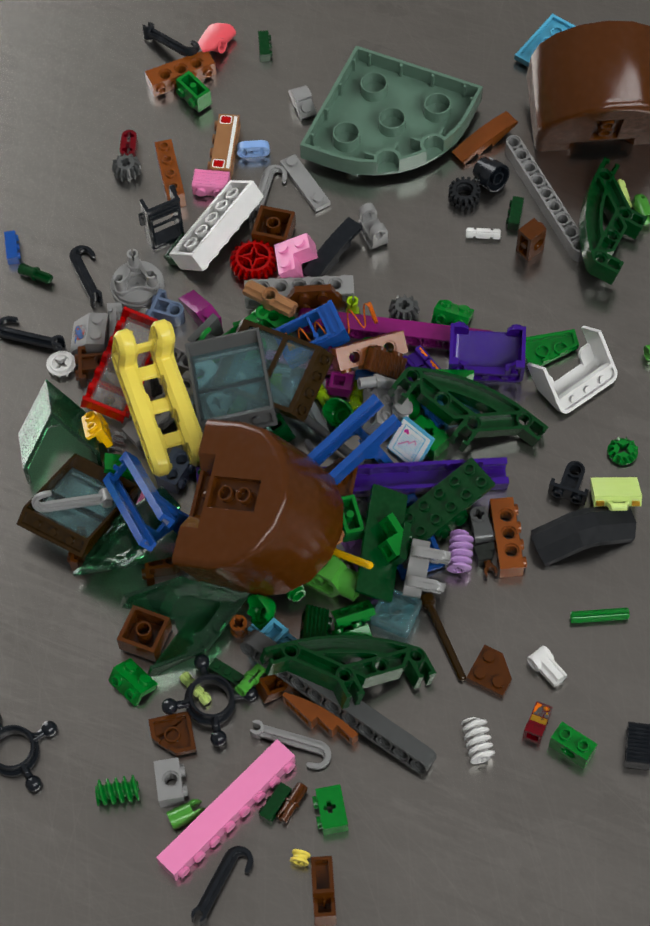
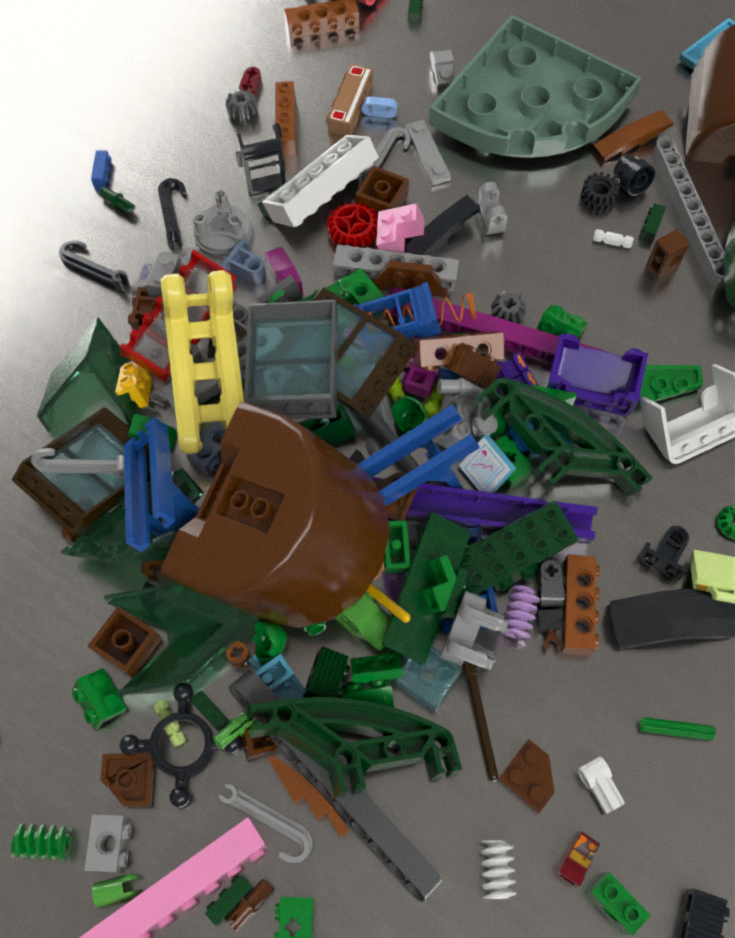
camera: 10 degrees right, 5 degrees up
(60, 357) = (119, 295): white gear -> none
(193, 91) = (330, 38): green brick -> none
(209, 182) = (324, 133): bright pink brick -> none
(278, 302) = (360, 270): medium nougat piece -> none
(352, 305) = (452, 293): lime pin -> none

